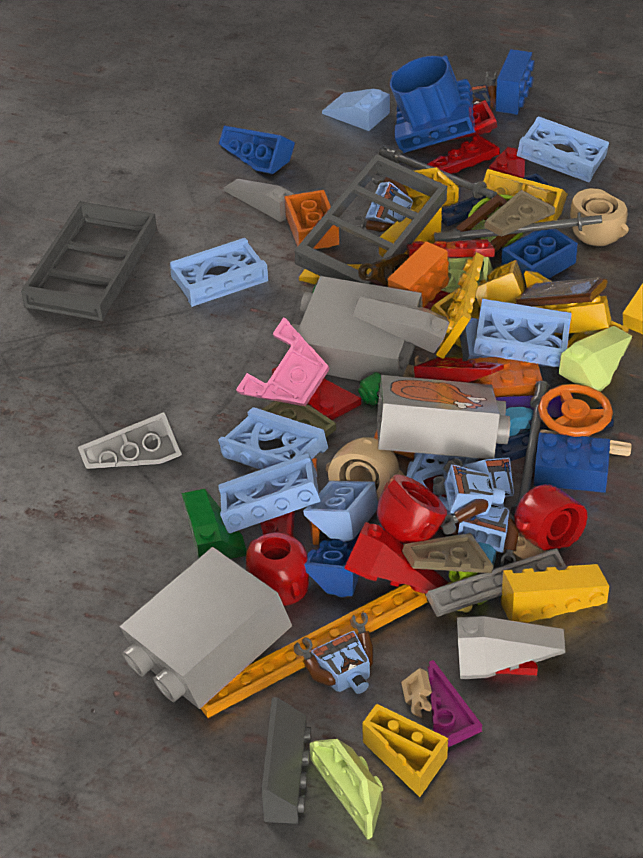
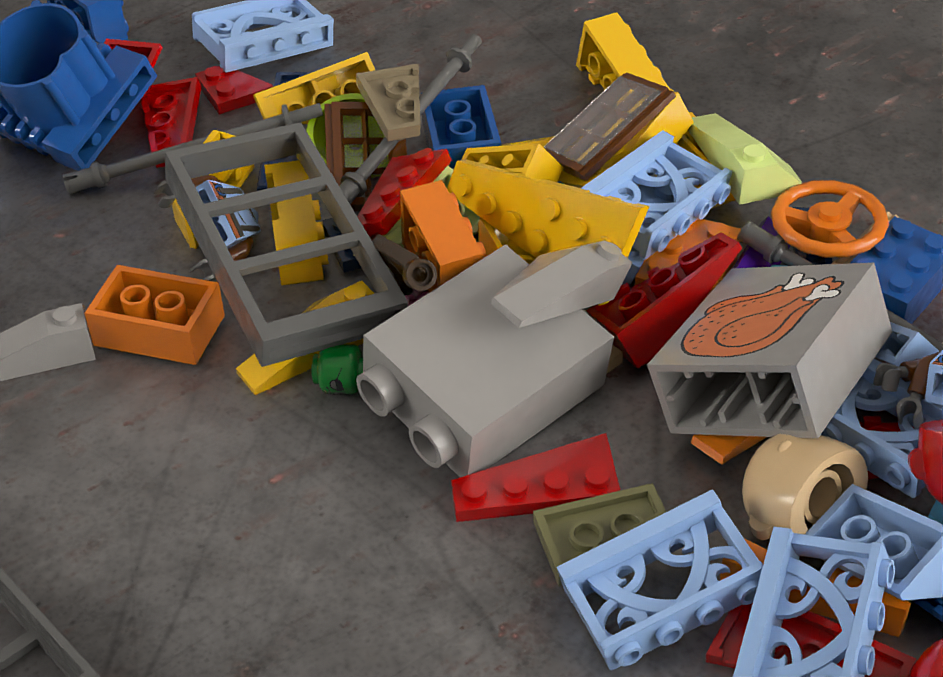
camera: 60 degrees left, 0 degrees up
(210, 287) = (180, 521): light blue fence -> none
(295, 376) = (533, 472): bright pink wing -> none
(370, 388) = (602, 406): green head -> none
(614, 217) = (427, 41): tan piece -> none

